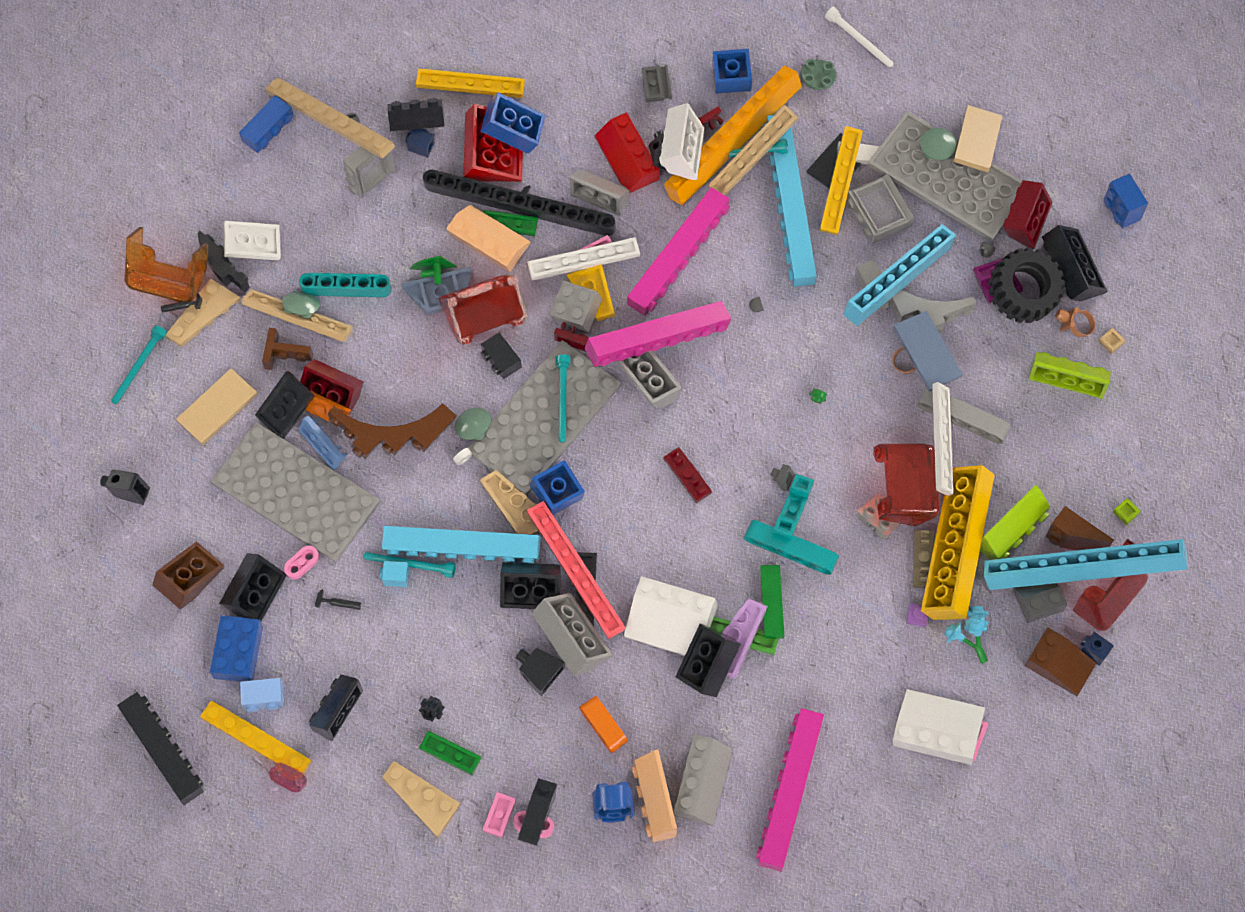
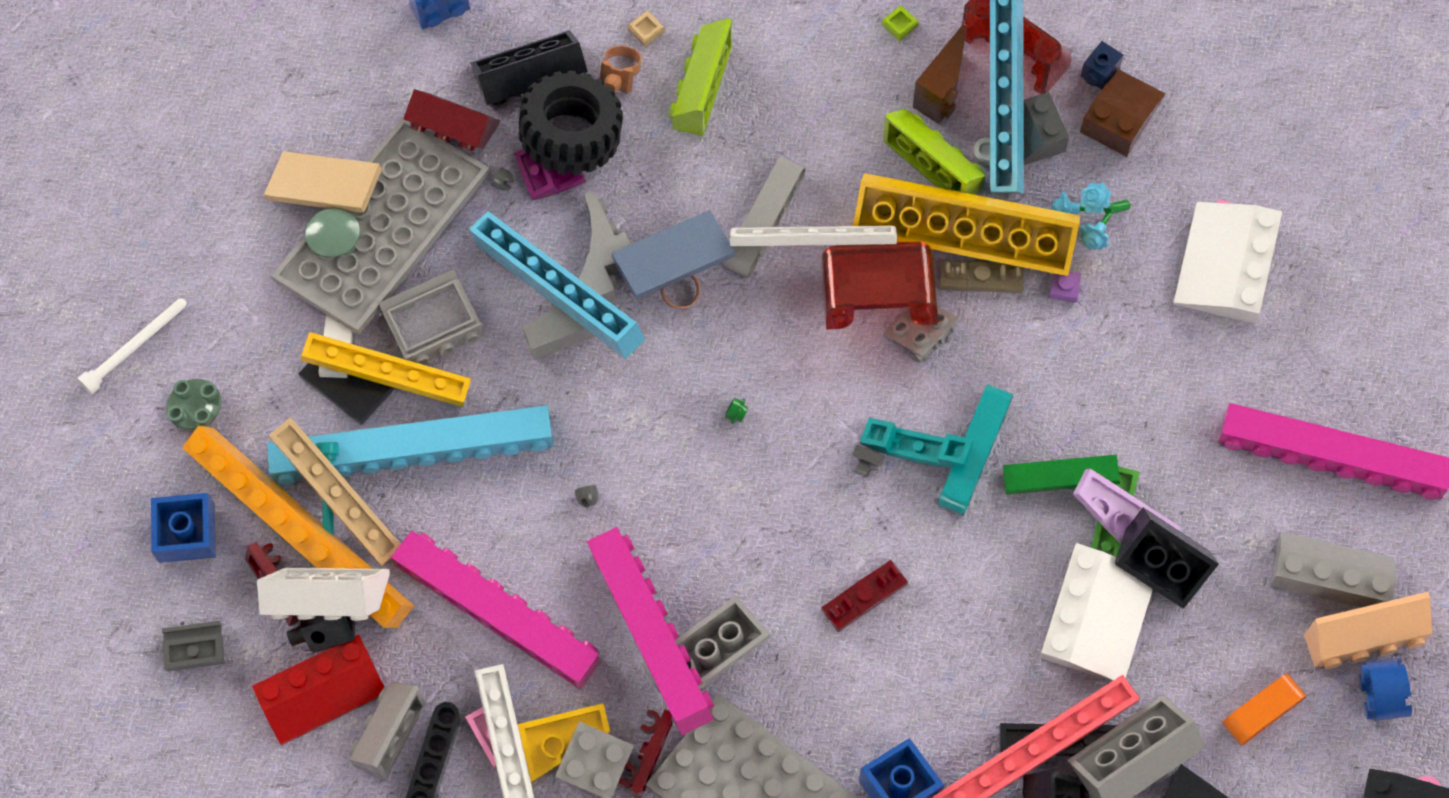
camera: 90 degrees left, 0 degrees up
(563, 362) = (693, 777): teal piece -> none

